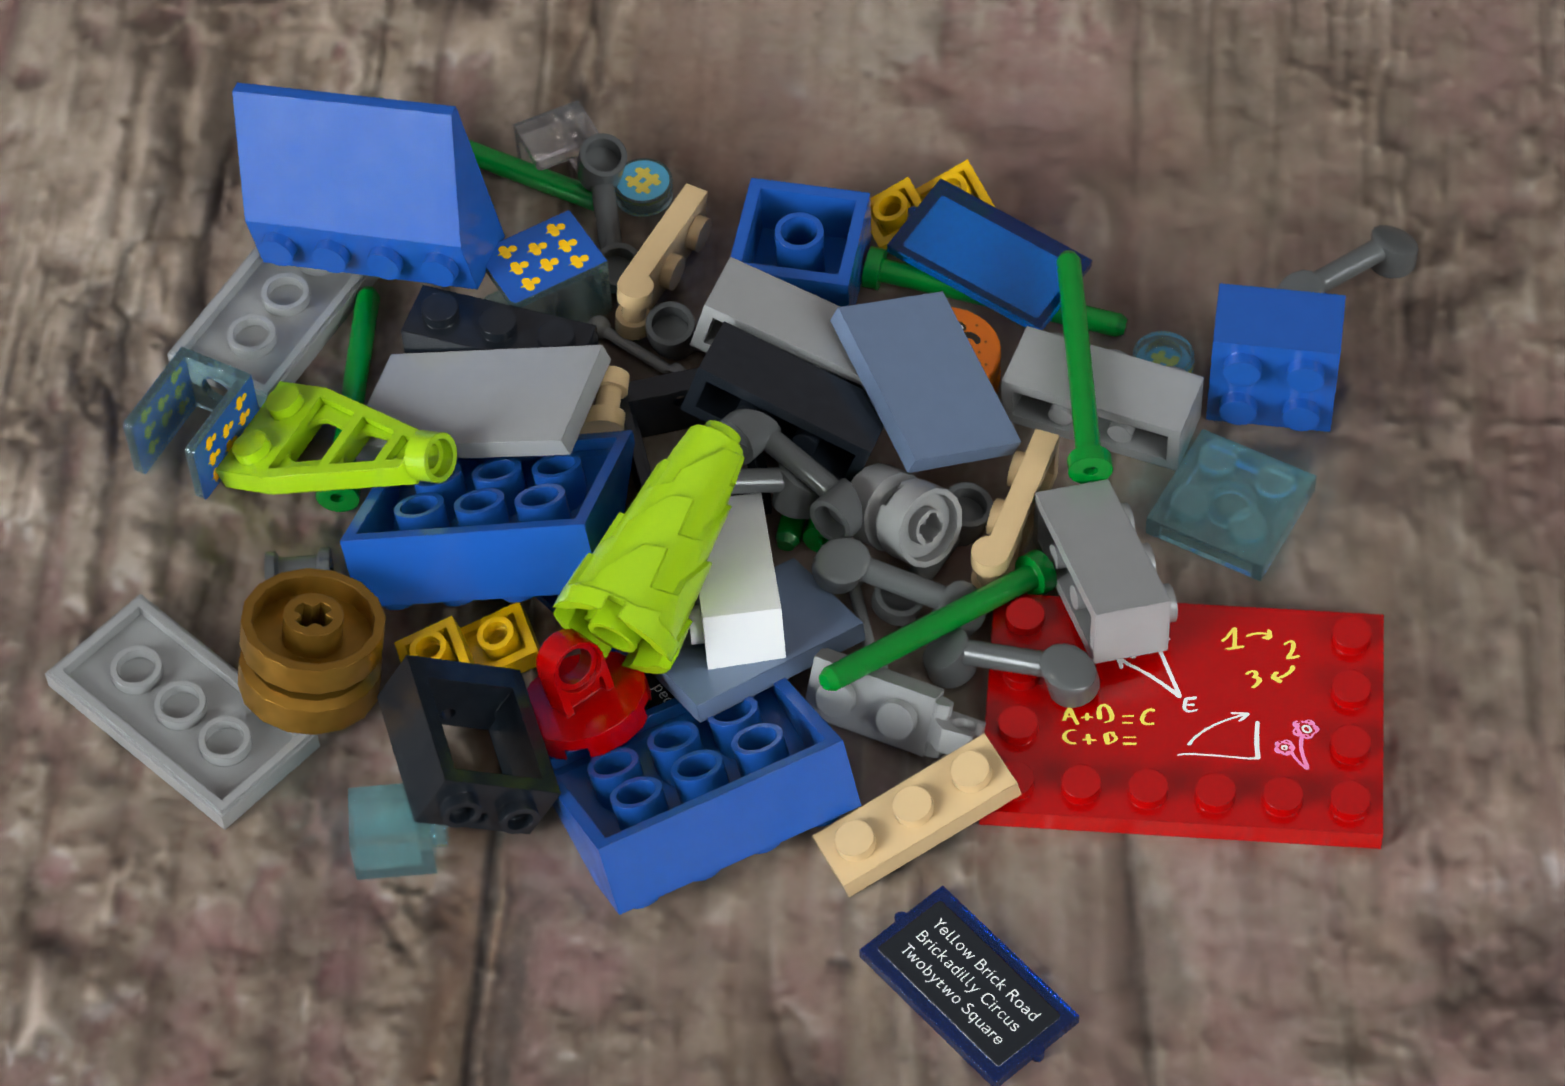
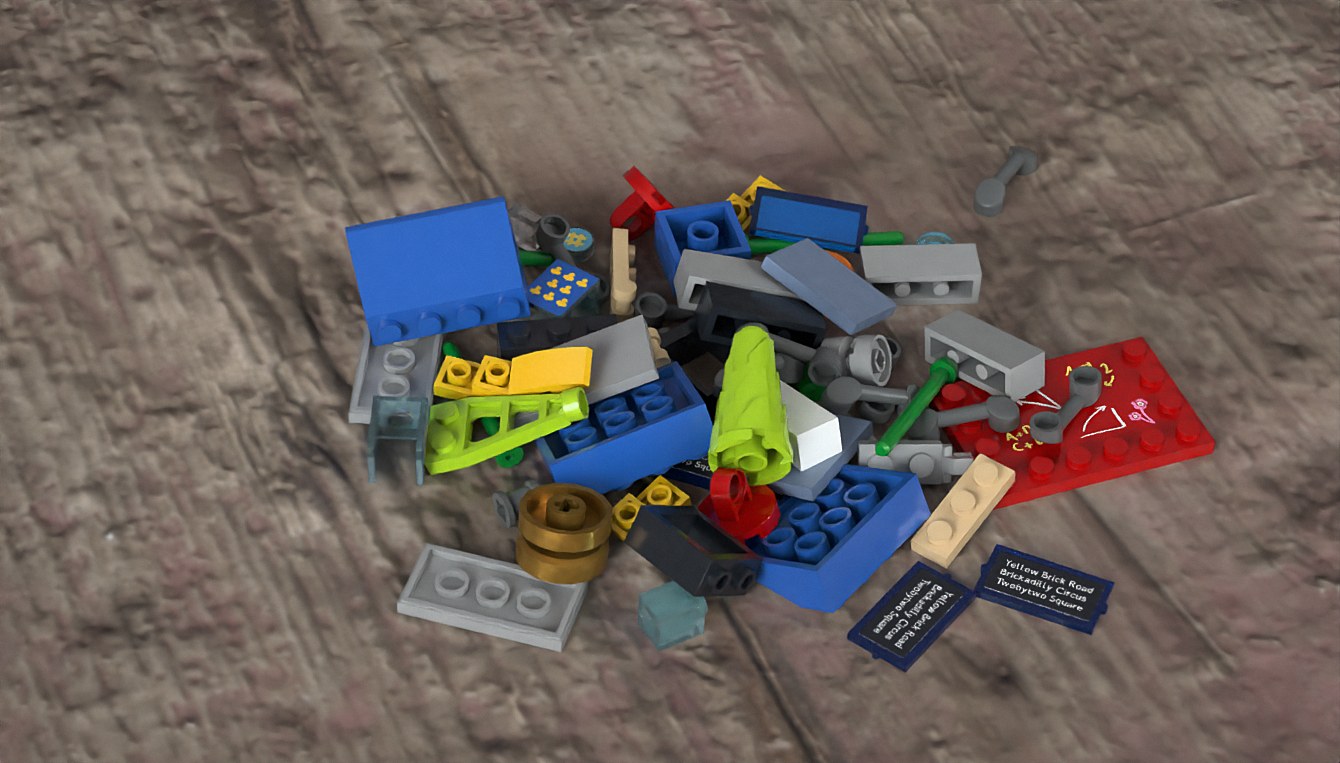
camera: 30 degrees left, 10 degrees down
(354, 363) = (467, 379): none -> yellow slope
(431, 393) = (550, 371): none -> yellow slope
(745, 958) = (911, 616): none -> piece
(763, 149) = (641, 203): none -> red tile
(1012, 519) = (913, 341): tan plate -> none
(1089, 459) = (944, 300): green bar -> none
(1224, 678) = (1084, 390): none -> dark grey bar
(1231, 504) = (1023, 307): clear light blue plate -> none
(1275, 357) = (1008, 221): blue brick -> none

